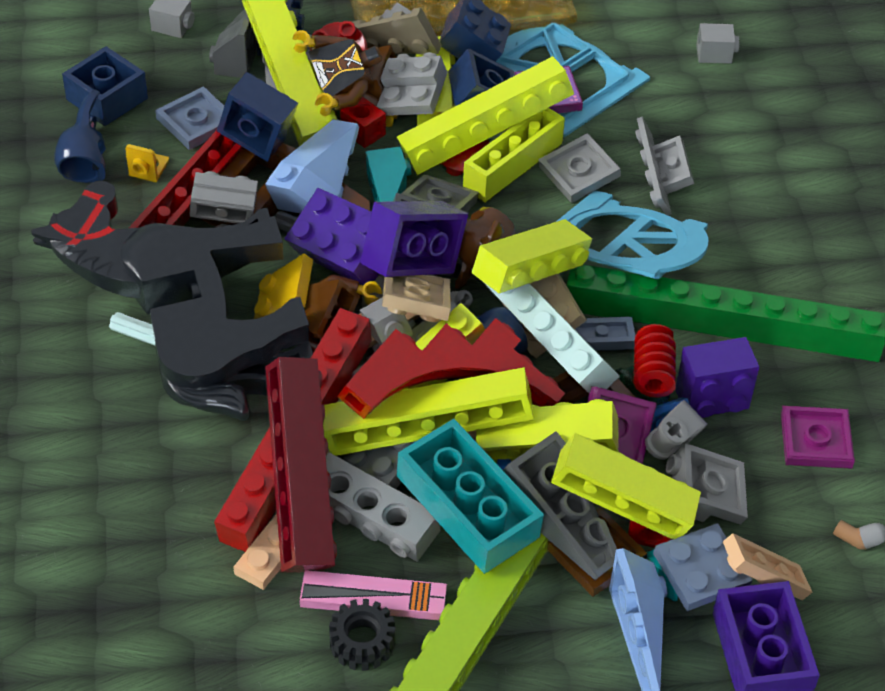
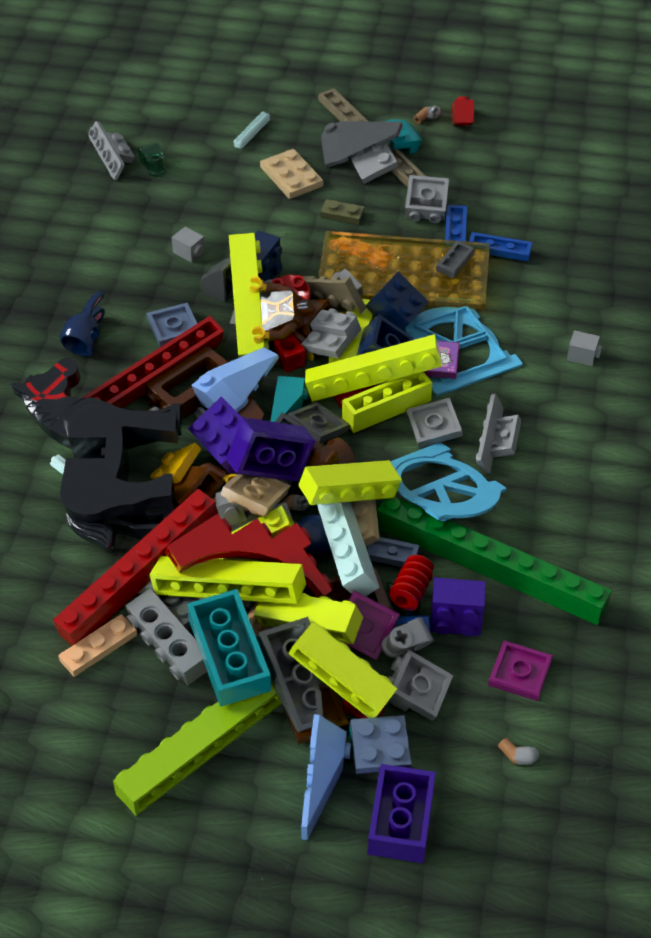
camera: 20 degrees right, 0 degrees up
(117, 79) = (121, 285): dark blue brick -> none
(143, 163) = (120, 350): yellow bracket -> none
(223, 197) = (156, 388): light grey brick -> none
(257, 116) = (203, 334): dark blue brick -> none
(300, 465) = (122, 595): dark red brick -> none
(360, 652) = (123, 713): black tyre -> none
(400, 596) = (144, 700): bright pink tile -> none
(765, 565) = (426, 757): light nougat plate -> none

